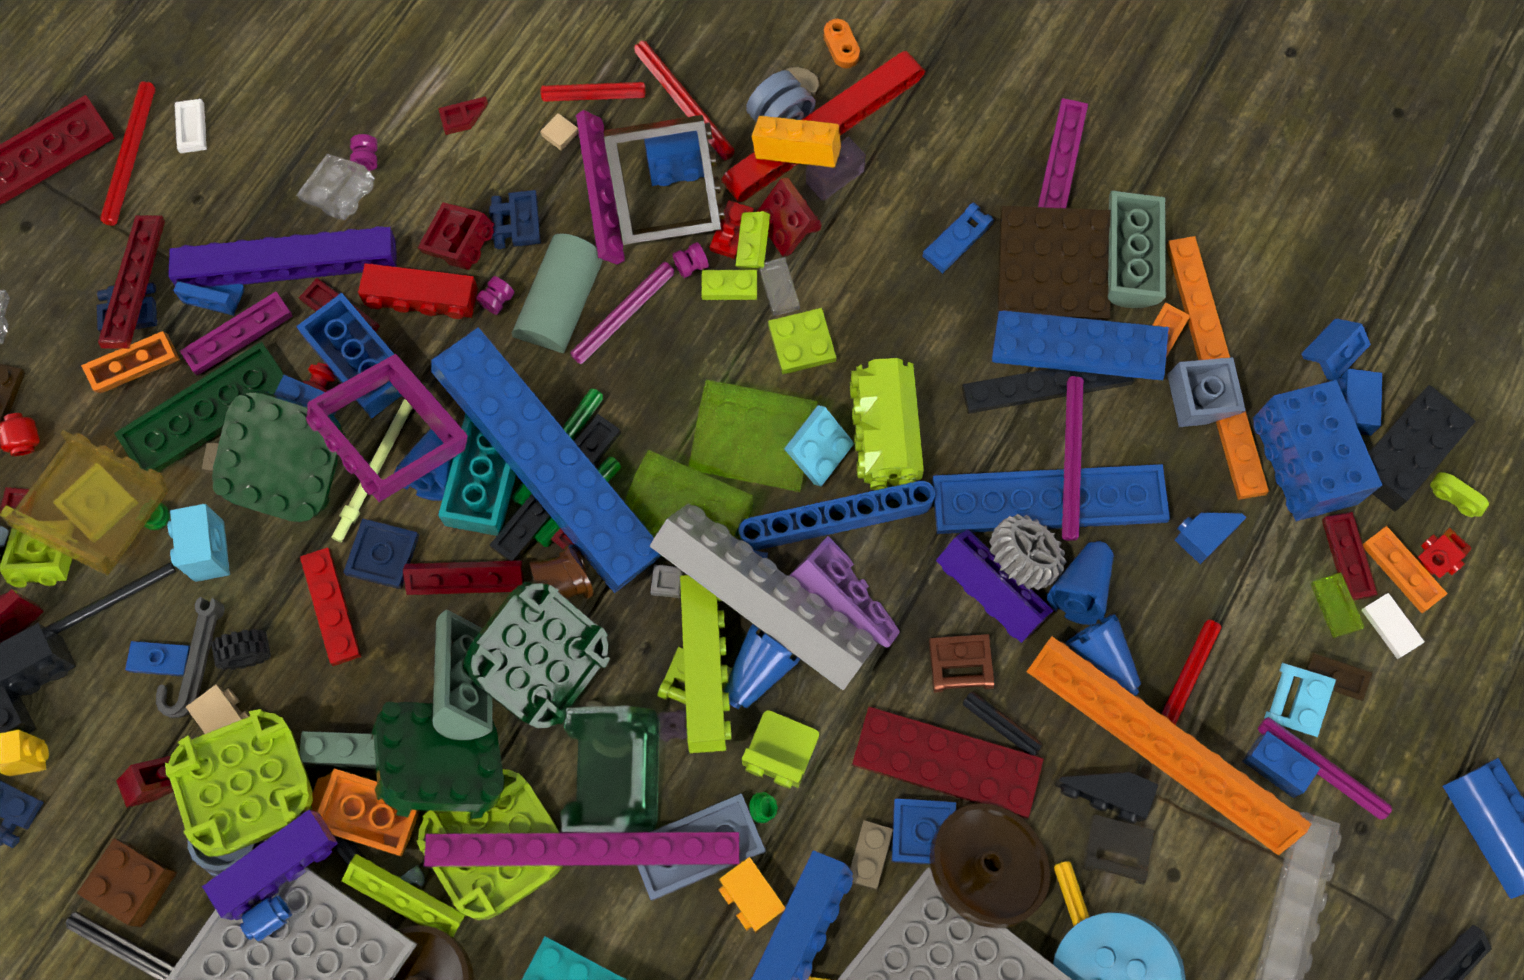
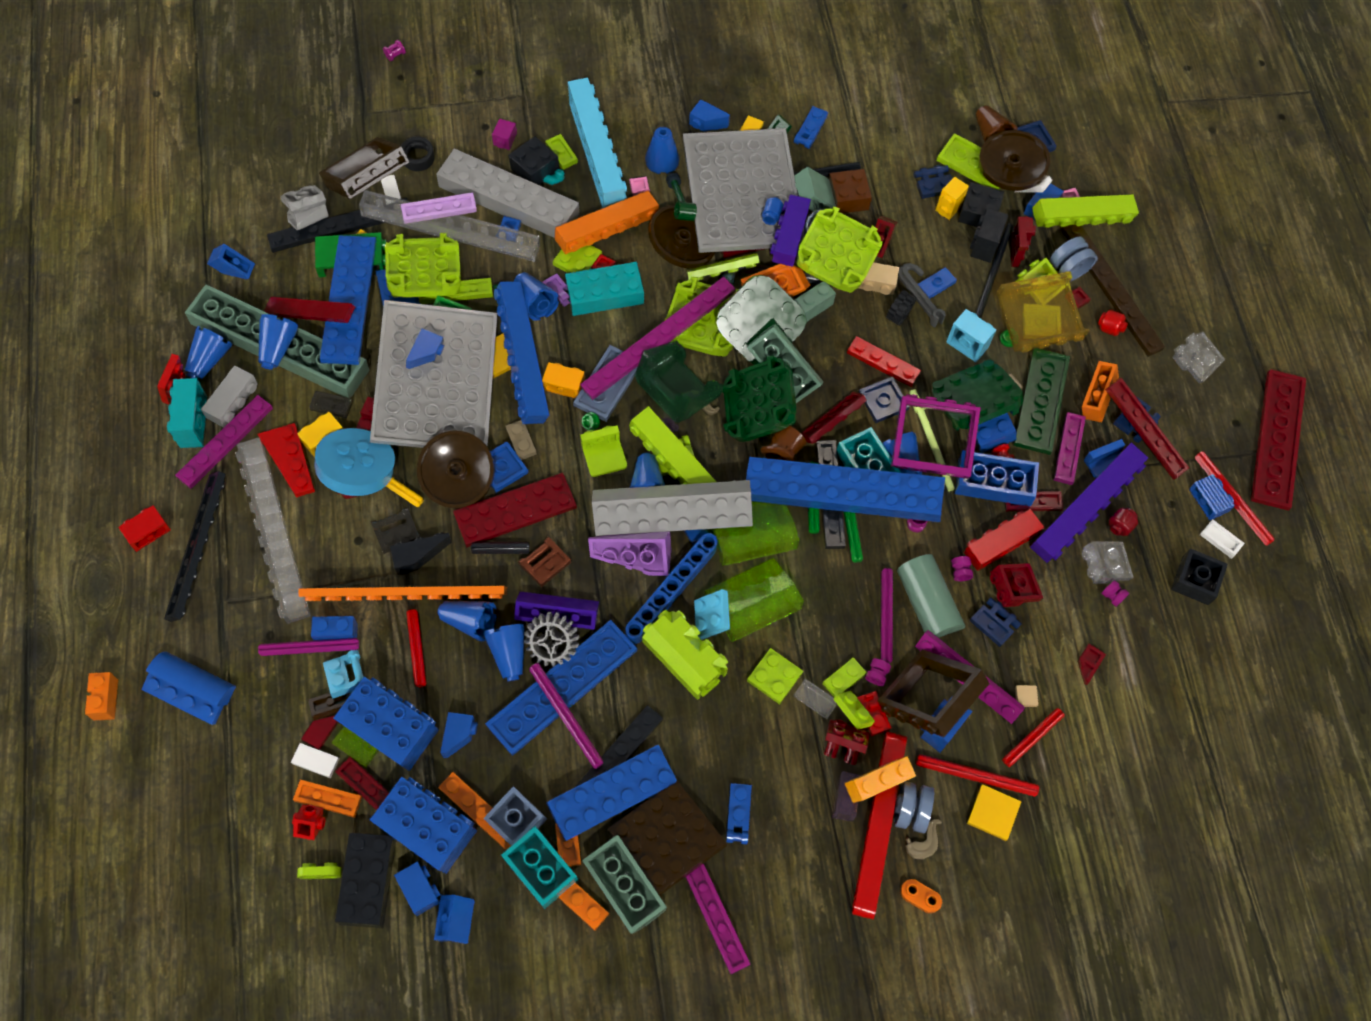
camera: 135 degrees right, 5 degrees down
(150, 166) = (1212, 497): none -> blue brick
(174, 915) = (815, 187): none -> sand green brick
(262, 100) = (1199, 576): none -> black brick
(272, 212) = (1123, 522): none -> dark red head
(700, 59) = (994, 812): none -> yellow tile
(1219, 315) = (539, 867): none -> teal brick
(1290, 592) = (387, 722): none -> blue brick
(1368, 655) = (319, 732): none -> dark red tile

